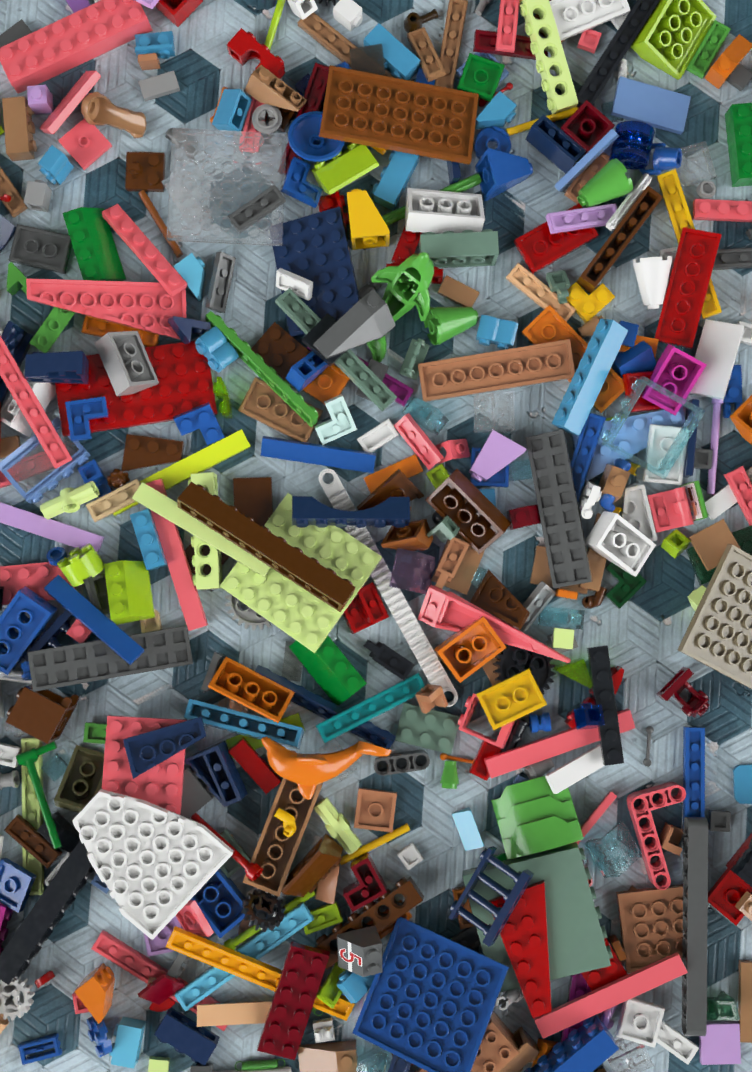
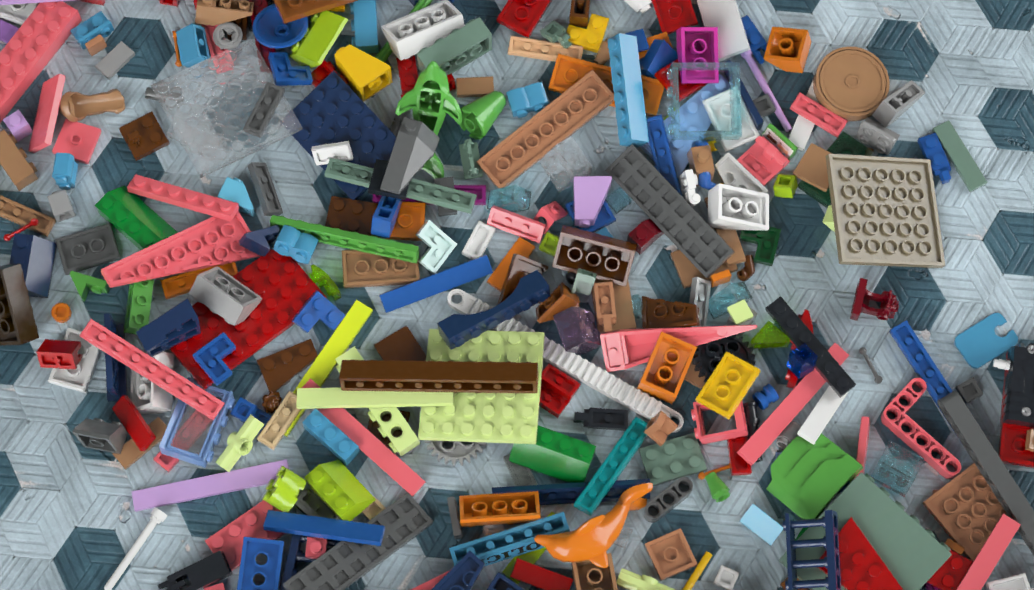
camera: 30 degrees left, 15 degrees down
(55, 555) = (254, 499): blue tile -> none
(160, 223) = (183, 171): dark orange bar -> none
(670, 838) = (939, 429): nougat panel -> none

